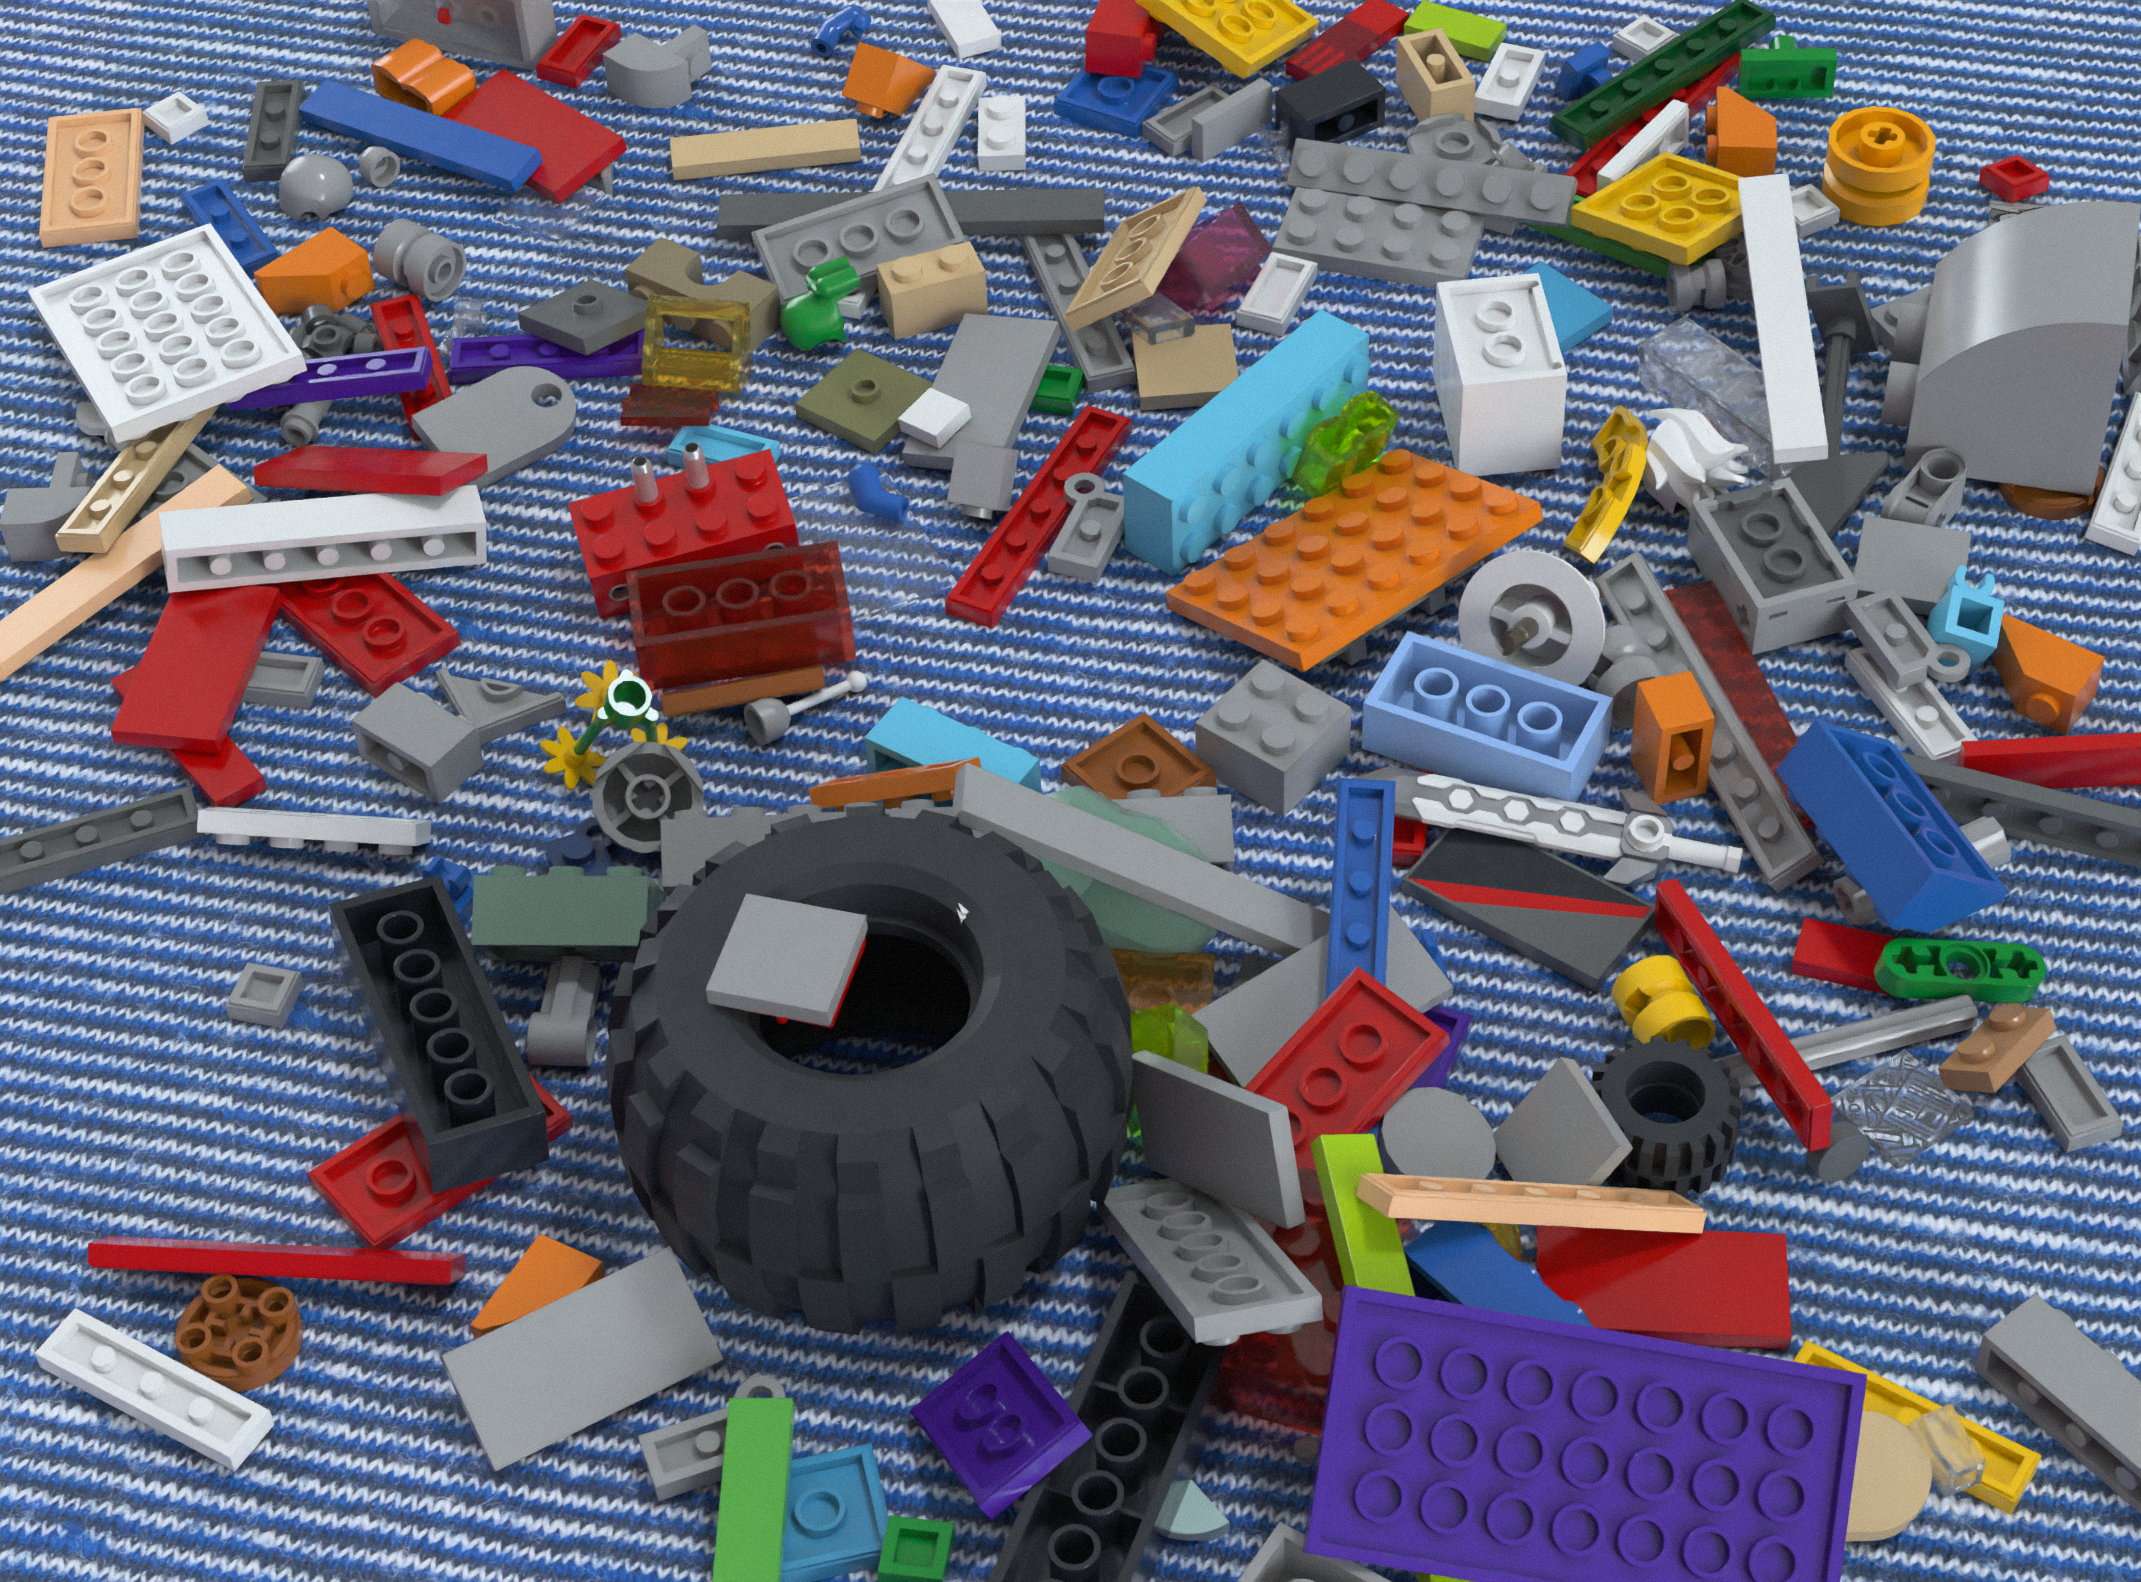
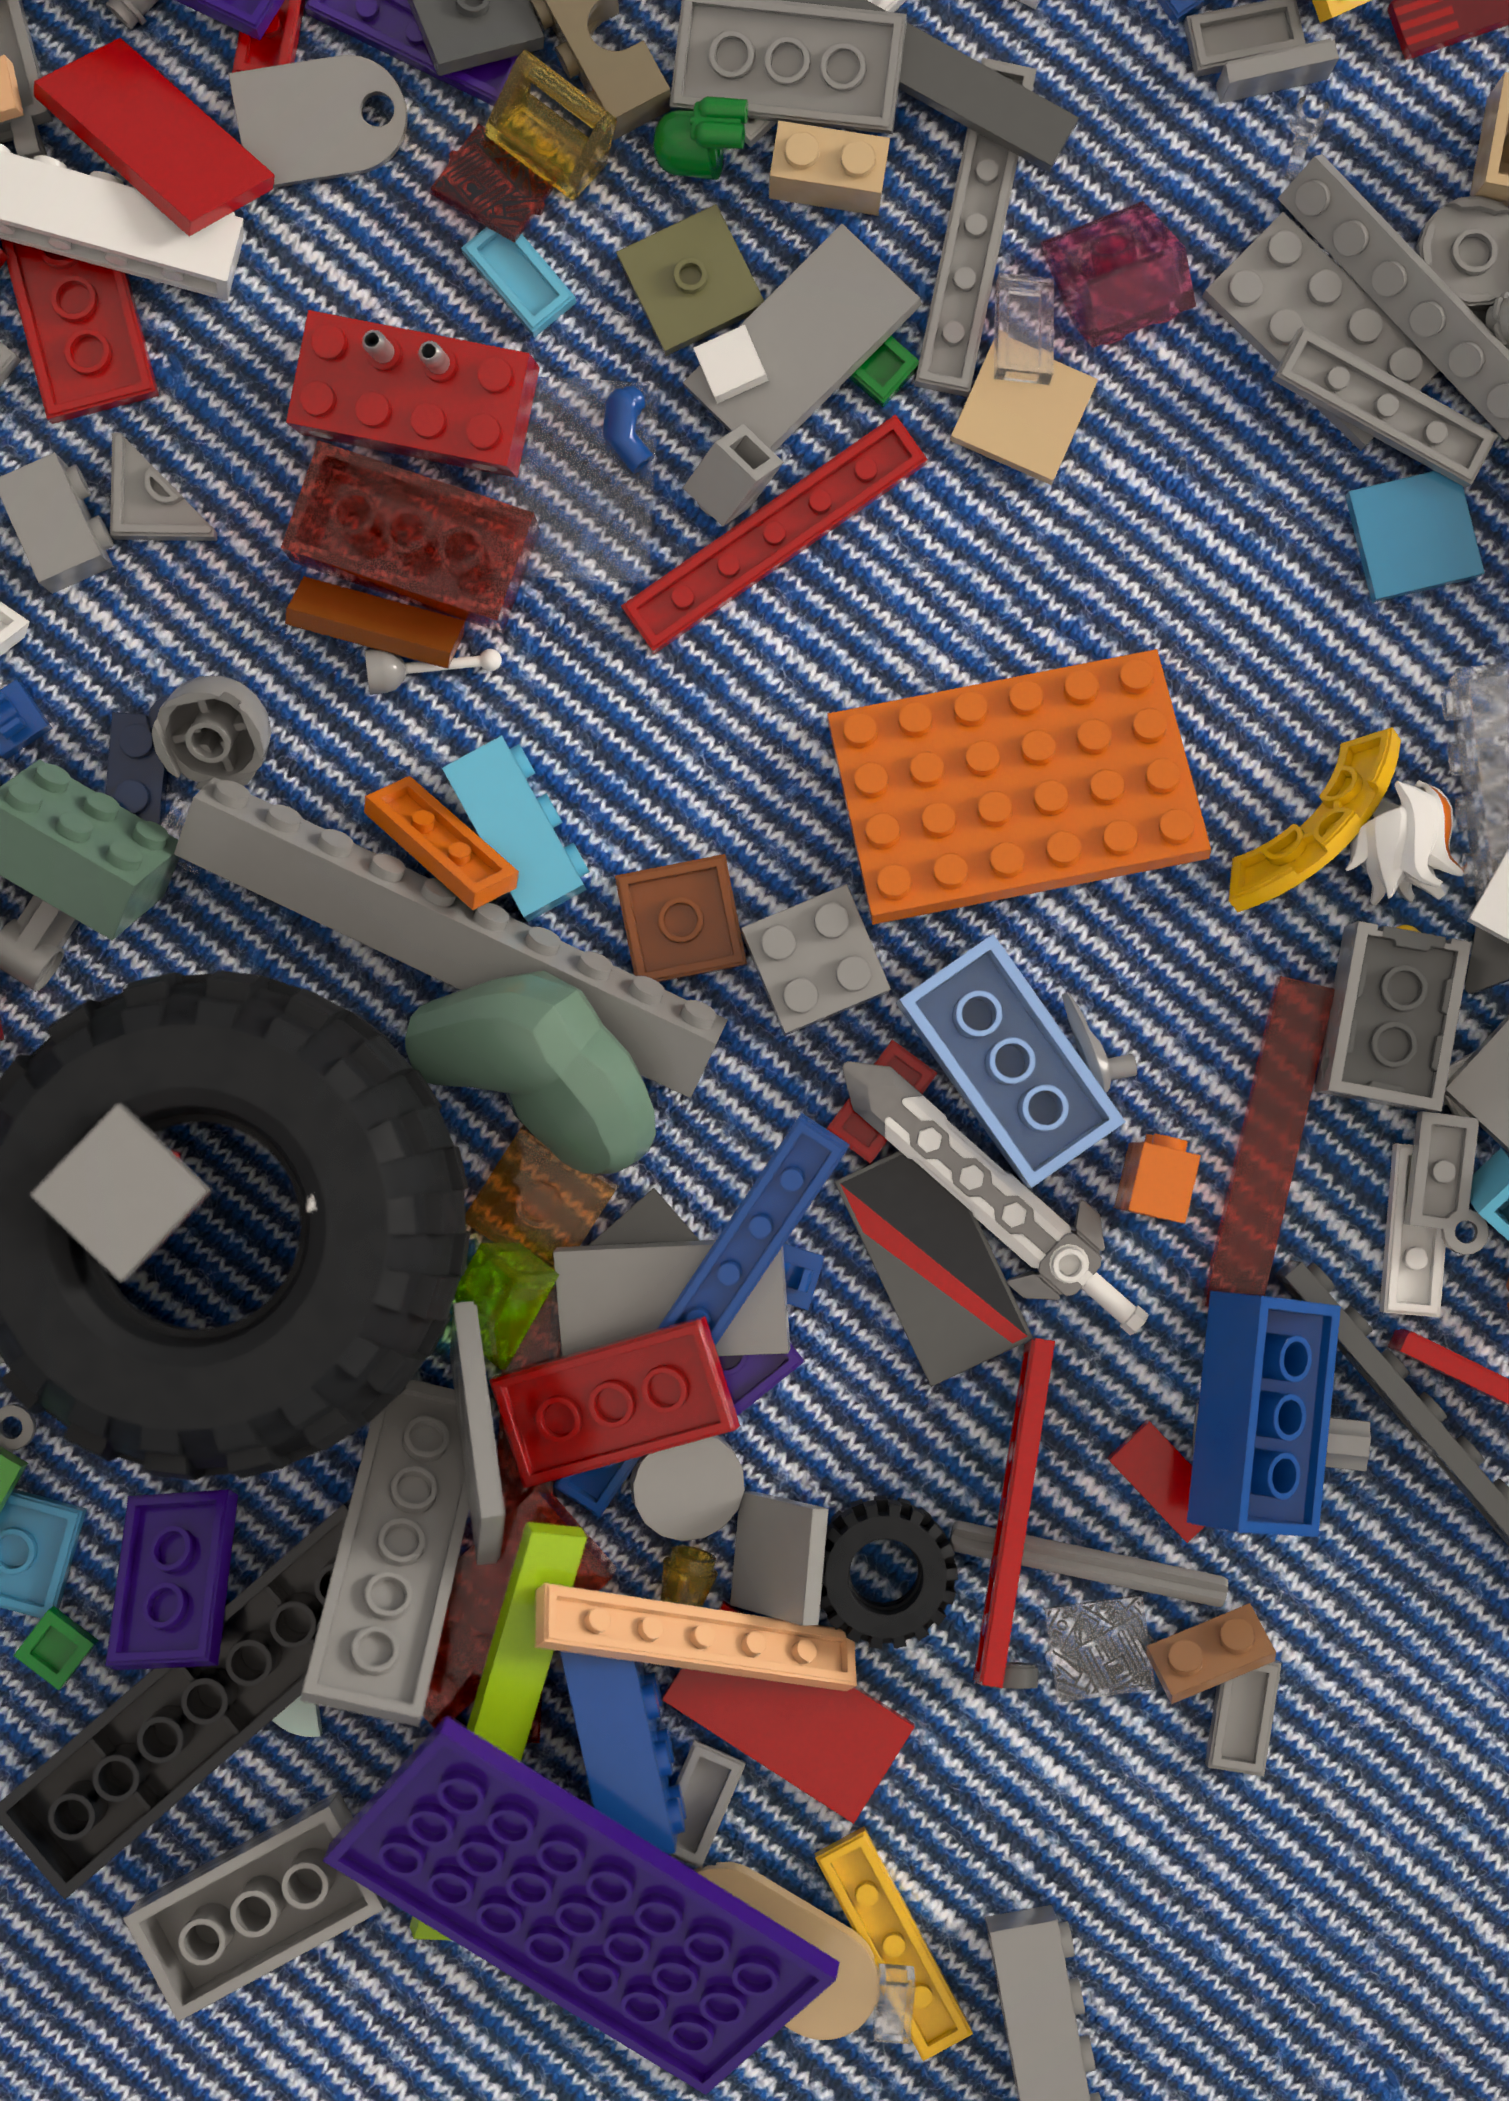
camera: 20 degrees right, 40 degrees up
(617, 701) = (229, 631): plant -> none
(1089, 531) = (804, 591): light grey hinge -> none
(1135, 258) = (1044, 255): tan tile -> none
(1135, 863) = (553, 1132): light grey tile -> none
(1240, 443) = (1006, 581): medium azure brick -> none
(1276, 294) = (1174, 354): white tile -> none
(1332, 105) = (1389, 109): black brick -> none
(1345, 444) = (1110, 628): clear neon green brick -> none
(1459, 242) = (1384, 407): none -> light grey tile
(1499, 375) = (1289, 643): white container -> none
(1534, 616) = (1124, 976): white piece -> none
(1621, 665) = (1172, 1069): light grey wheel -> none
(1662, 1002) = (958, 1462): yellow wheel -> none
(1736, 765) = (1222, 1137): light grey tile -> none
(1939, 983) = (1266, 1586): green beam -> none

